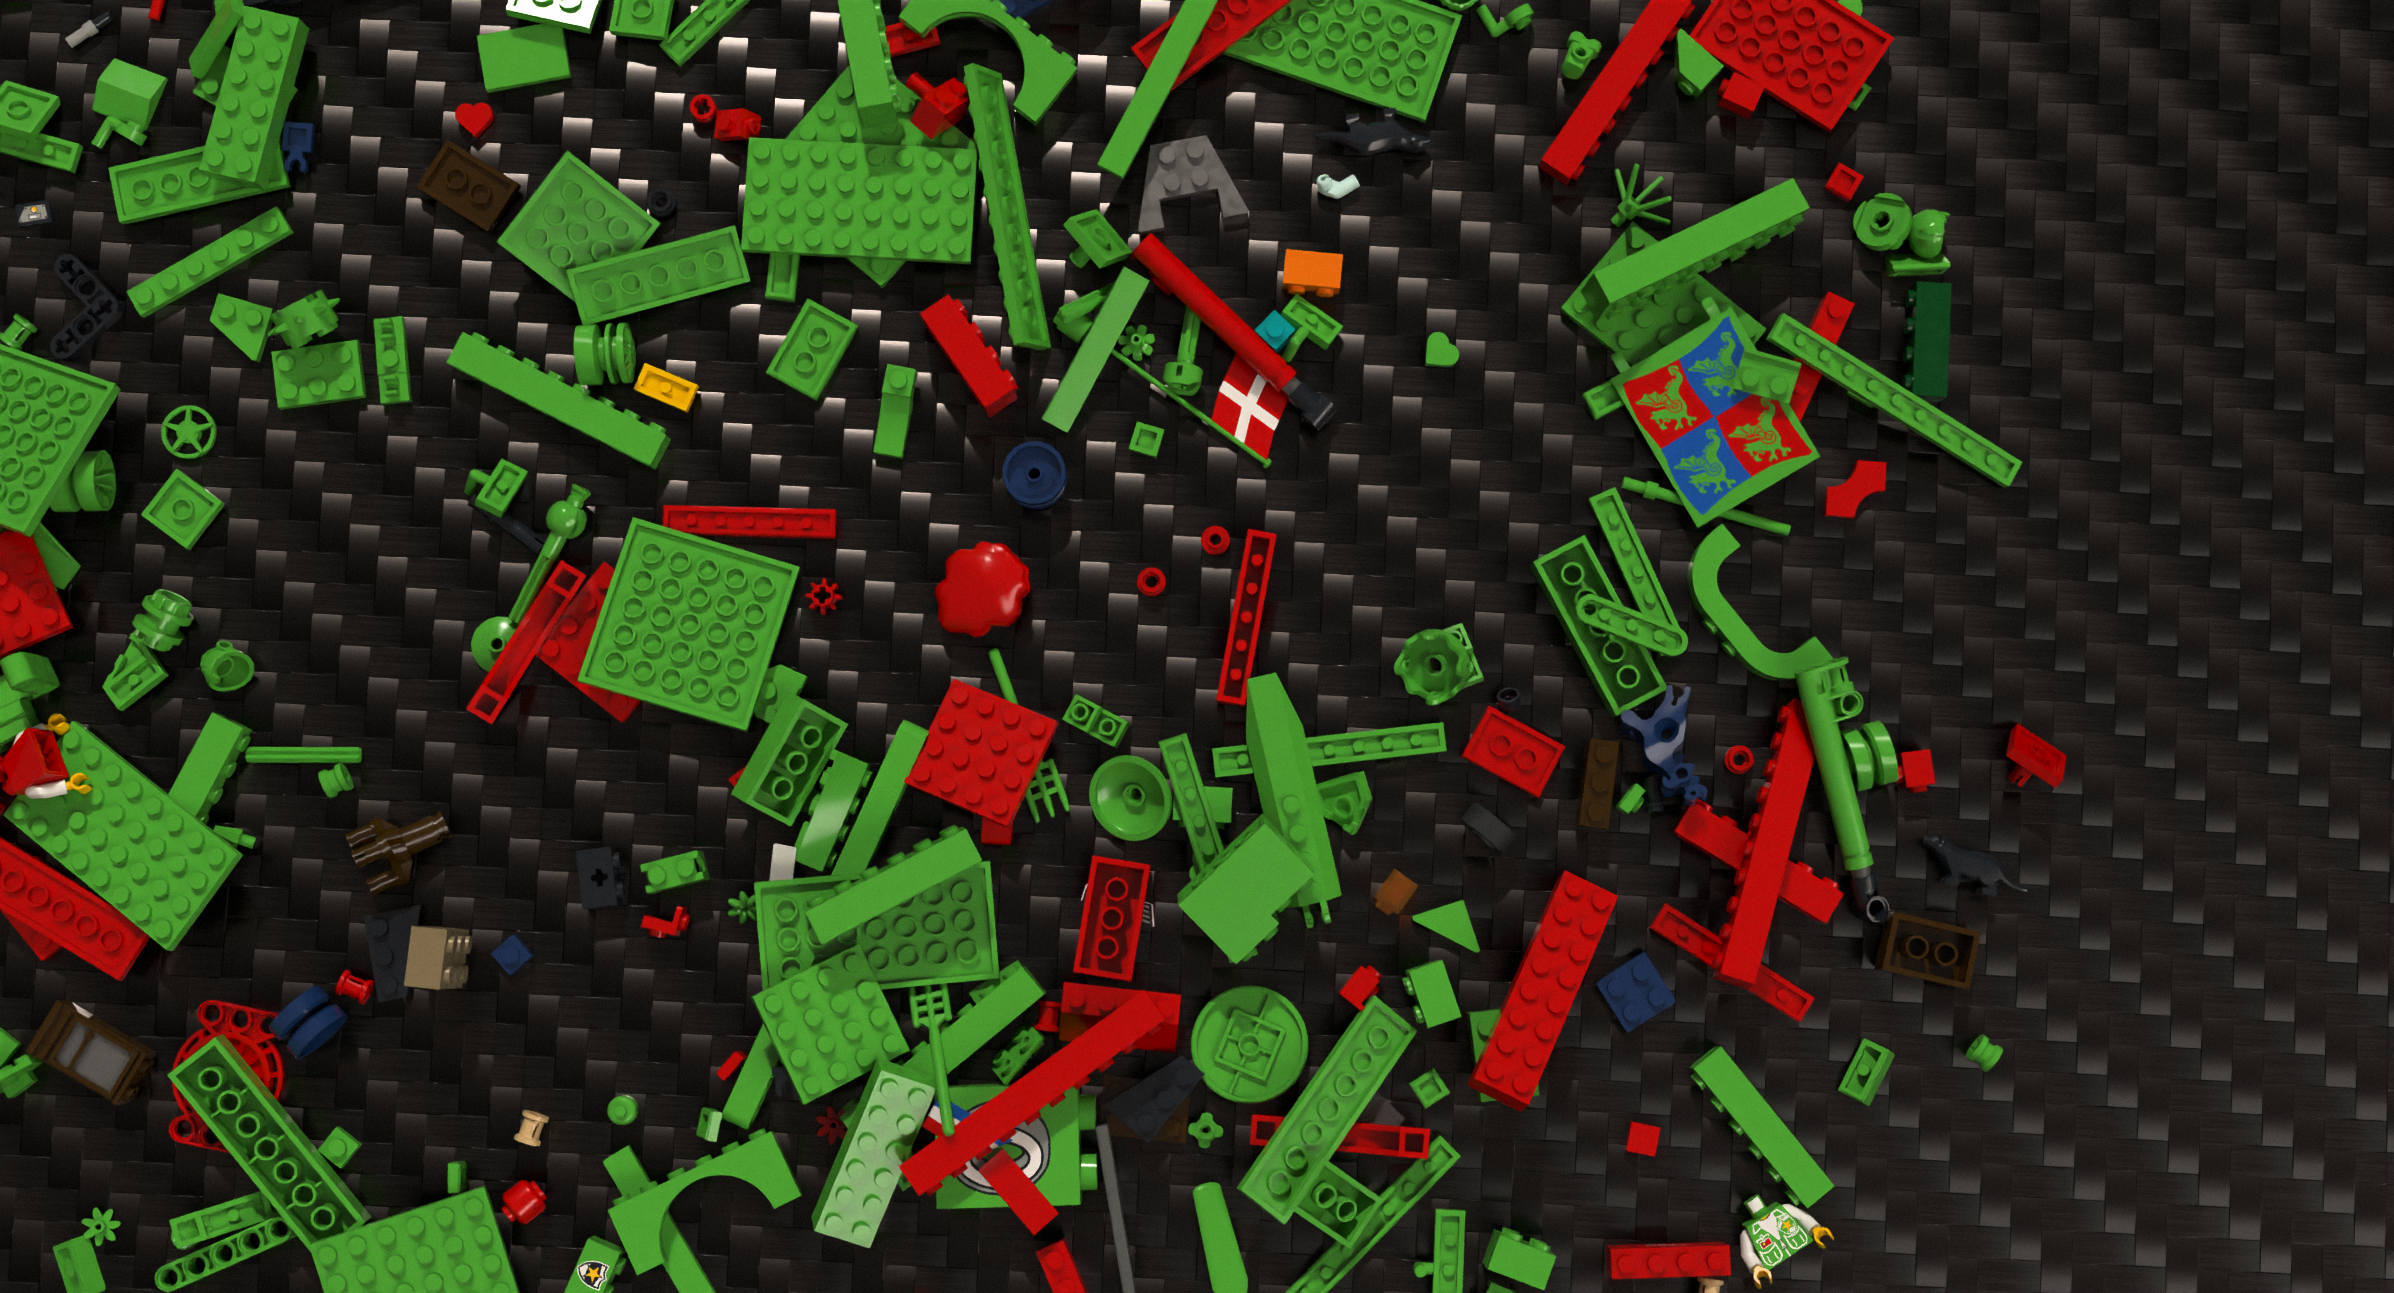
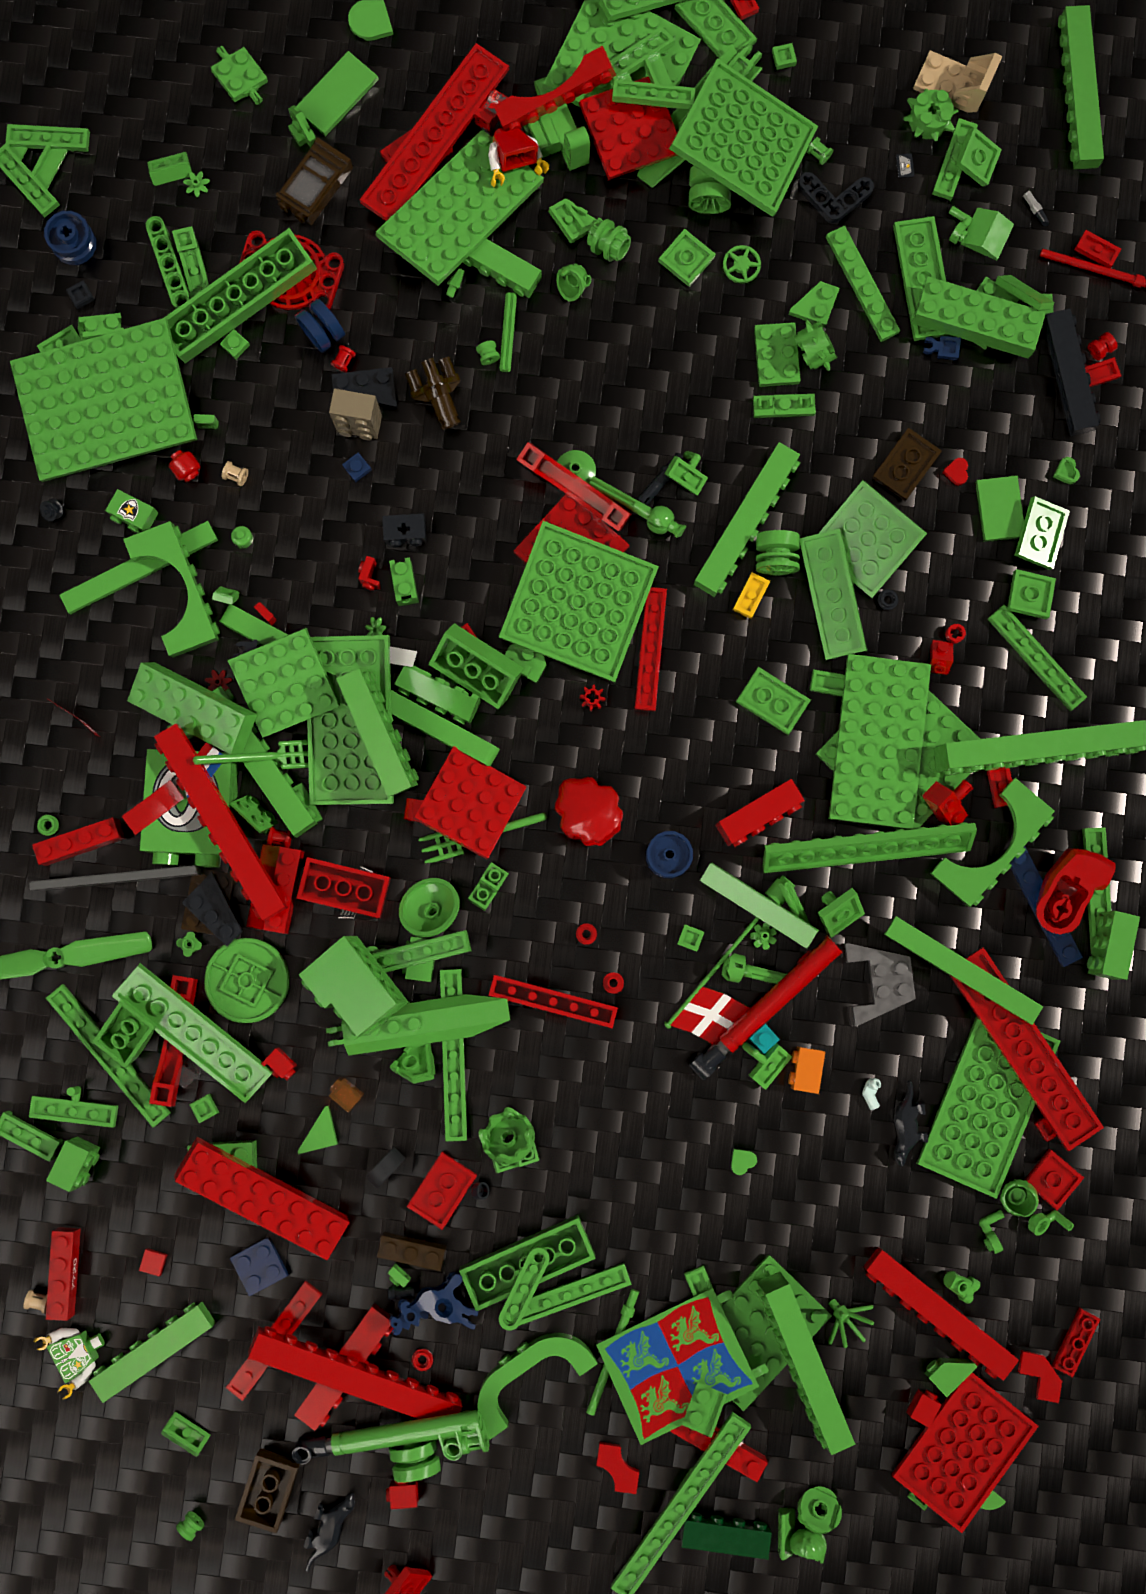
camera: 90 degrees right, 0 degrees up
(895, 411) = (723, 757): bright green slope -> none
(1431, 994) = (269, 1116): bright green brick -> none
(1843, 182) = (852, 1481): red tile -> none

